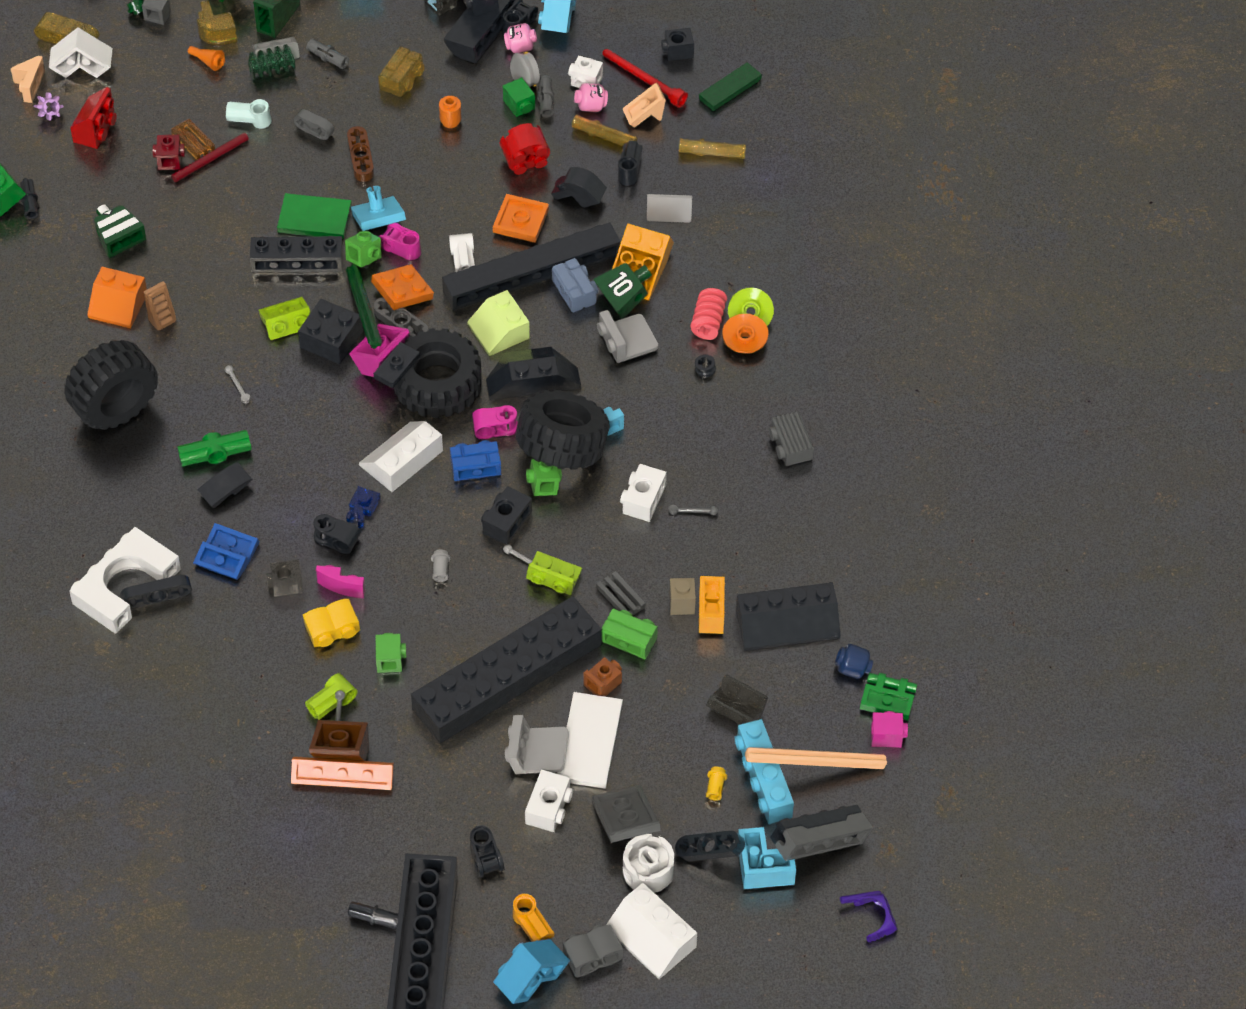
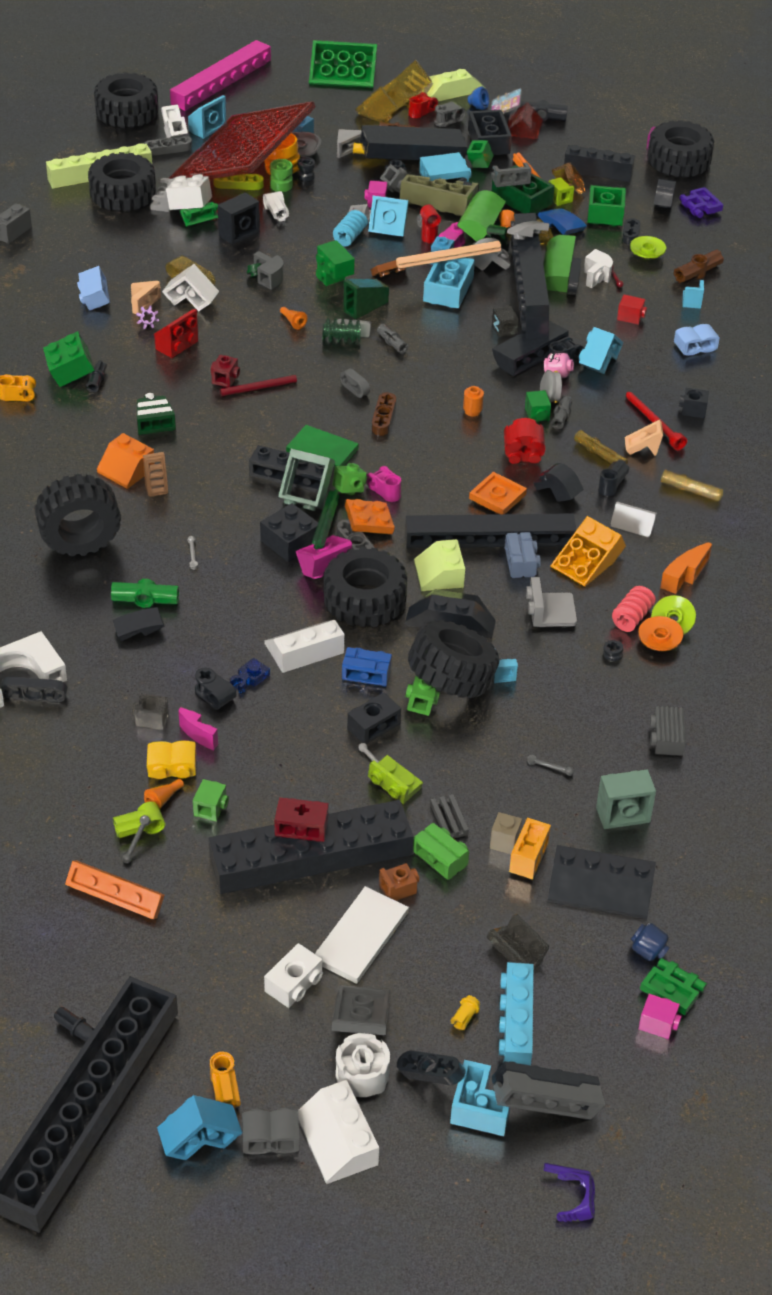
camera: 20 degrees right, 10 degrees down
(193, 142) = (254, 378): clear orange tile -> none
(217, 28) = (310, 299): clear yellow brick -> none
(226, 551) = (112, 677): blue slope -> none
(255, 112) = (309, 362): light aqua piece -> none
(284, 317) = (252, 512): lime bracket -> none
(322, 241) = (290, 471): none -> sand green window
(338, 661) = (162, 793): none -> orange cone
(340, 740) = (124, 859): reddish brown slope -> none
(377, 211) = (375, 455): medium azure tile -> none
(396, 365) = (328, 566): black plate -> none
(401, 72) = (446, 364): clear yellow brick -> none
(440, 565) = (296, 738): light grey pin -> none
(462, 250) = (435, 502): white piece -> none
(486, 855) = (210, 1005): black piece -> none
(493, 422) = (396, 640): dark pink piece -> none
(494, 648) = (301, 819): none -> dark red brick
(535, 748) = (303, 924): light grey bracket -> none
(585, 71) = (603, 403): white brick -> none
(591, 97) = (600, 421): bright pink head -> none
(623, 287) = (563, 566): dark green torso -> none
(644, 492) = (509, 736): white brick -> none
(730, 86) = (728, 445): dark green tile -> none
(742, 250) = (685, 568): none -> orange slope
(780, 525) = (625, 799): none -> sand green brick
(815, 758) = (573, 1018): light nougat axle -> none

